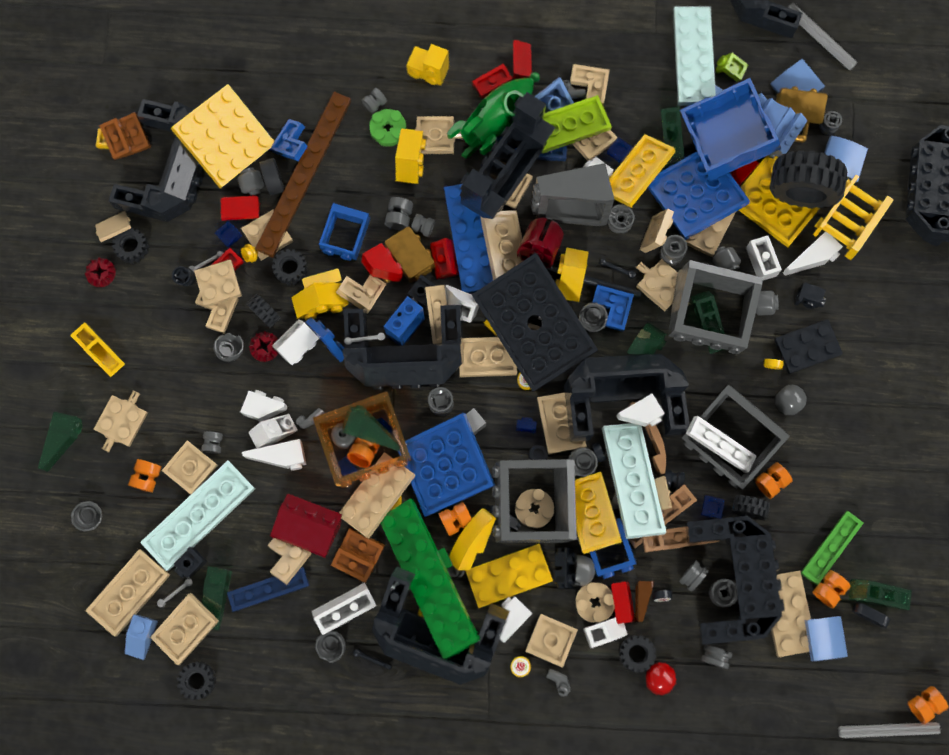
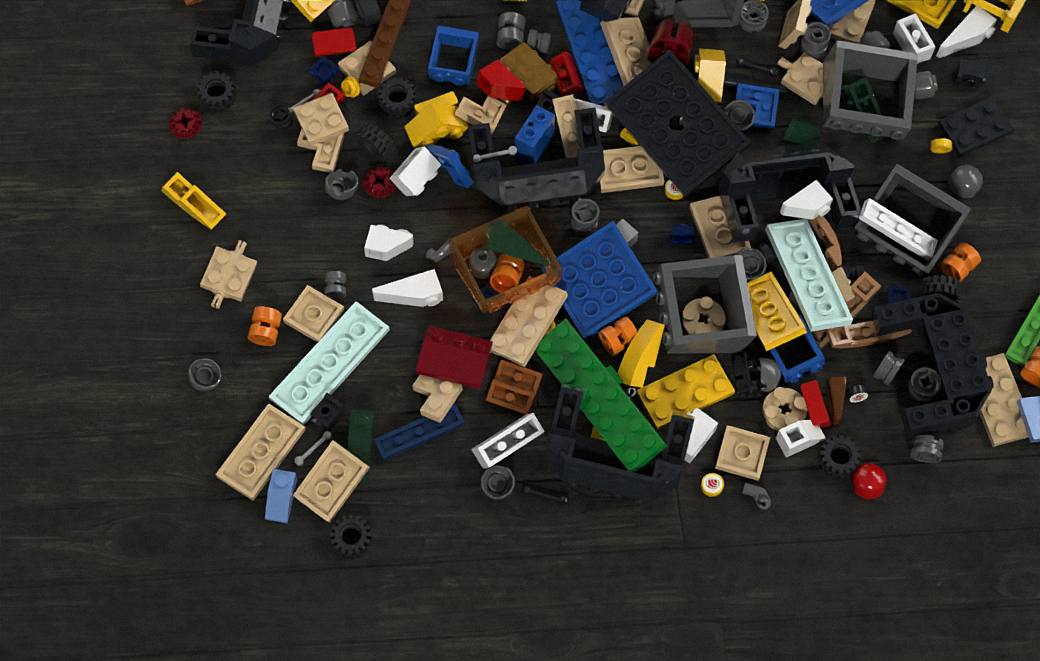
camera: 10 degrees left, 10 degrees down
(60, 436) = (164, 295): clear green slope -> none
(113, 226) = (195, 73): tan piece -> none
(272, 430) = (401, 265): white slope -> none

